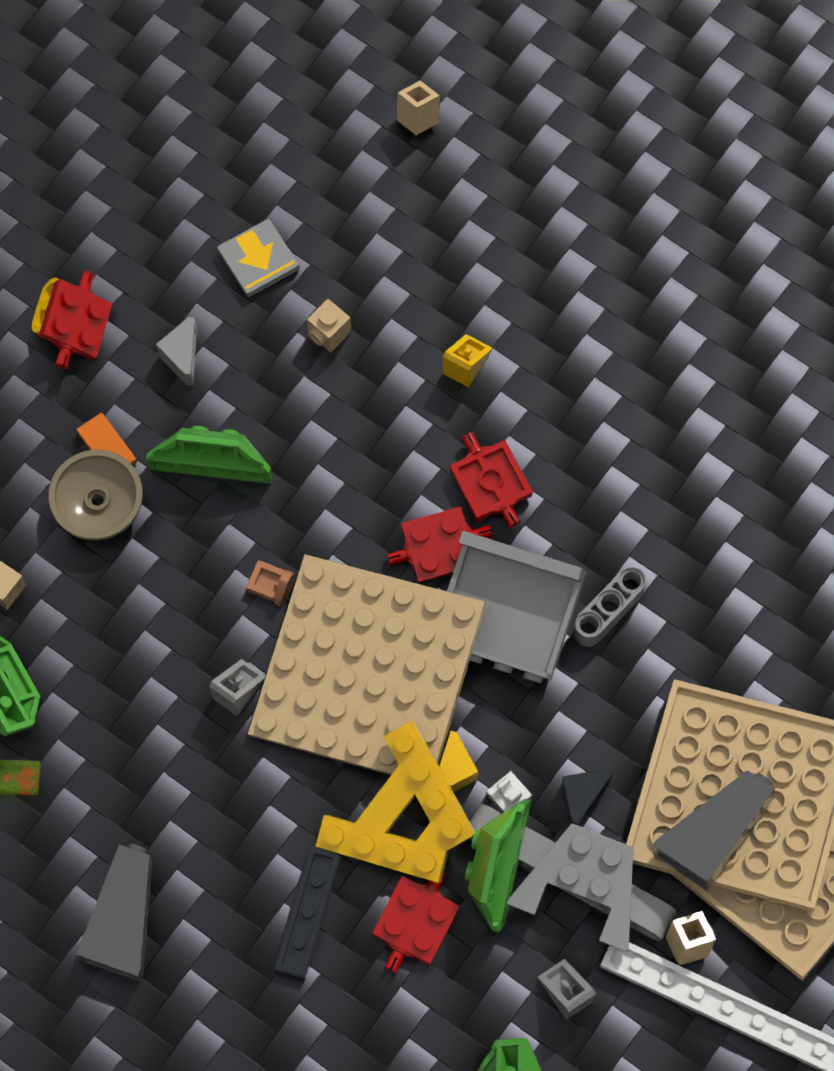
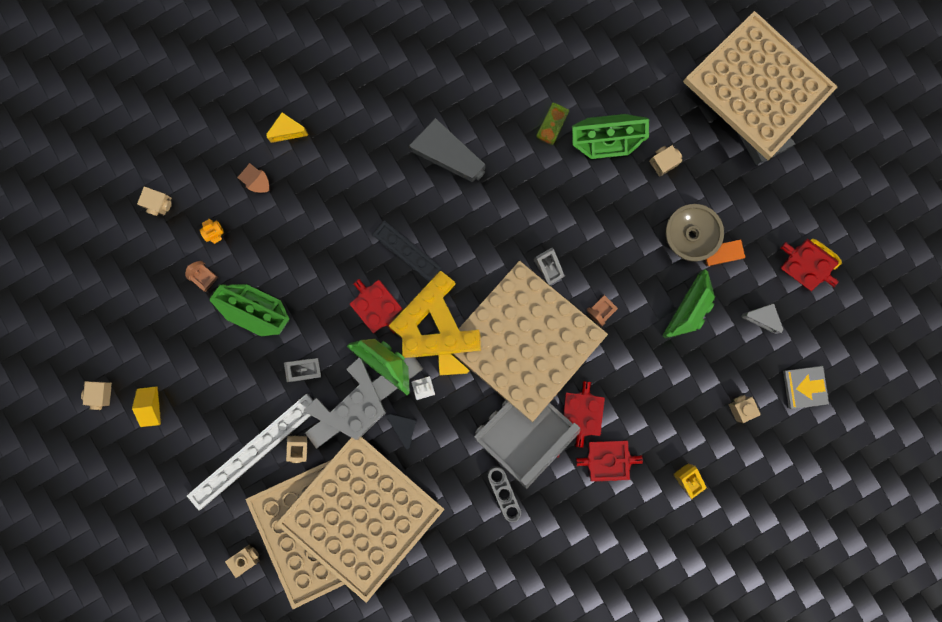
camera: 110 degrees right, 15 degrees up
(418, 107) = (865, 524): tan brick -> none
(715, 830) = (342, 489): dark grey slope -> none

